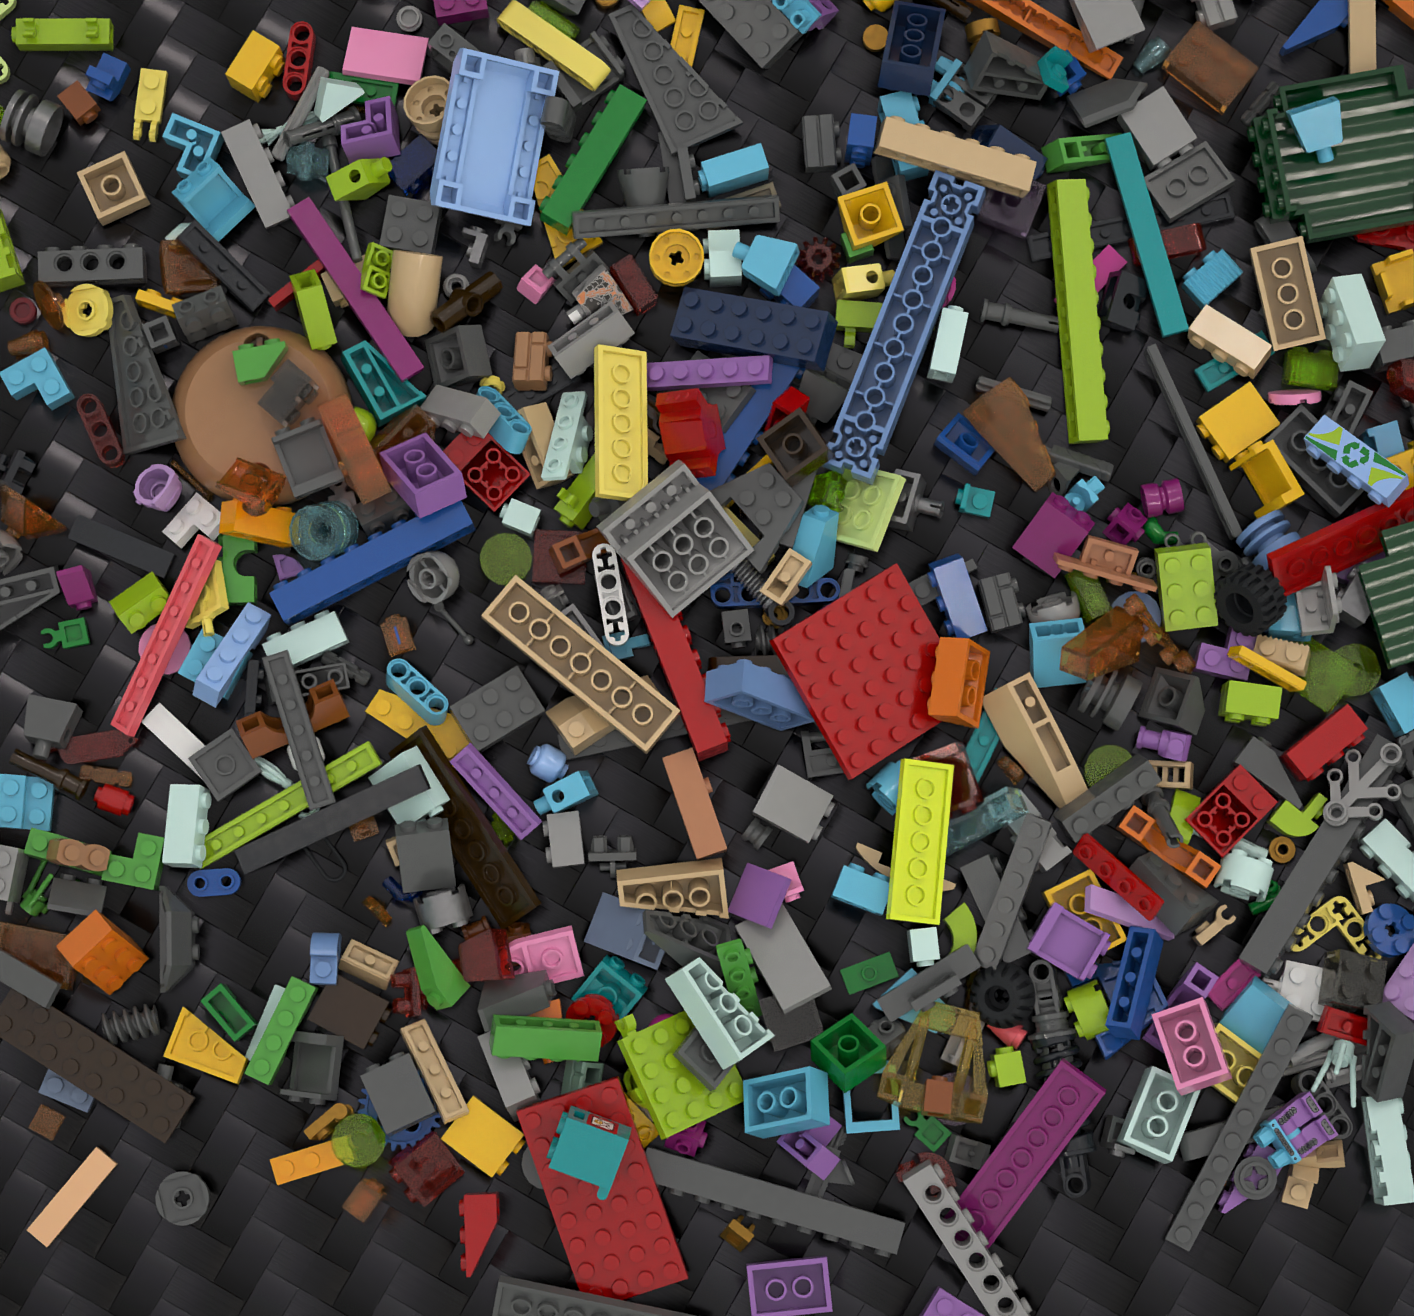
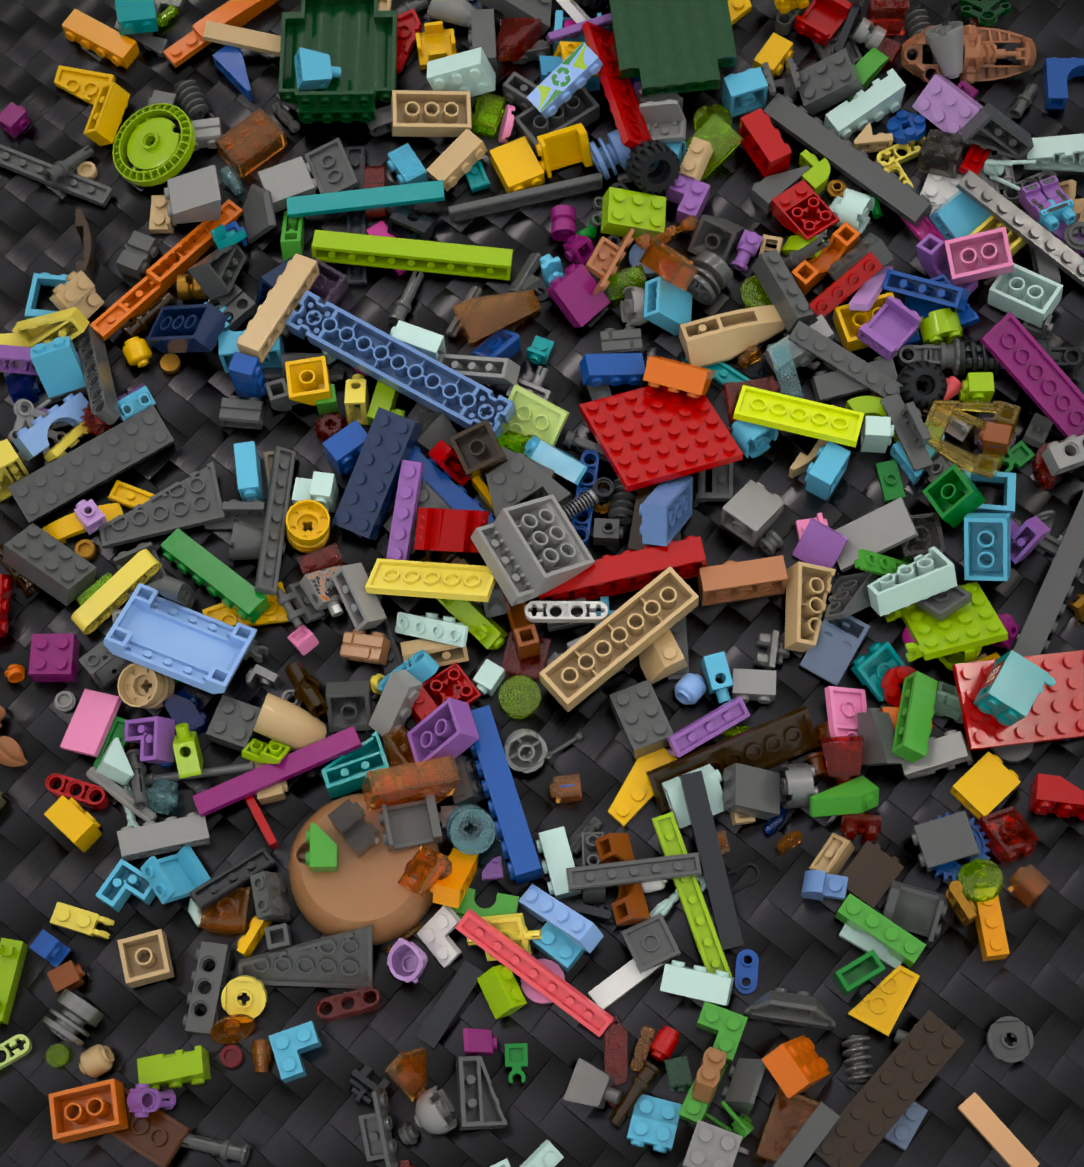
camera: 75 degrees left, 15 degrees down
(47, 1122) = (931, 1147): clear orange tile -> none
(81, 821) = (678, 1074): none -> clear green brick
(313, 309) = (286, 805): lime brick -> none
(419, 703) = (610, 788): medium azure beam -> none
(434, 1071) = (903, 822): tan tile -> none
(767, 261) = (328, 450): medium azure torso -> none
(786, 577) = (577, 476): tan slope -> none
(921, 426) = (483, 369): none -> light grey brick
(1207, 930) = (889, 240): tan plate -> none
(1250, 702) = (726, 187): lime brick -> none
(1266, 668) = (704, 167): yellow tile -> none
(1360, 788) = (802, 124): light grey plant -> none

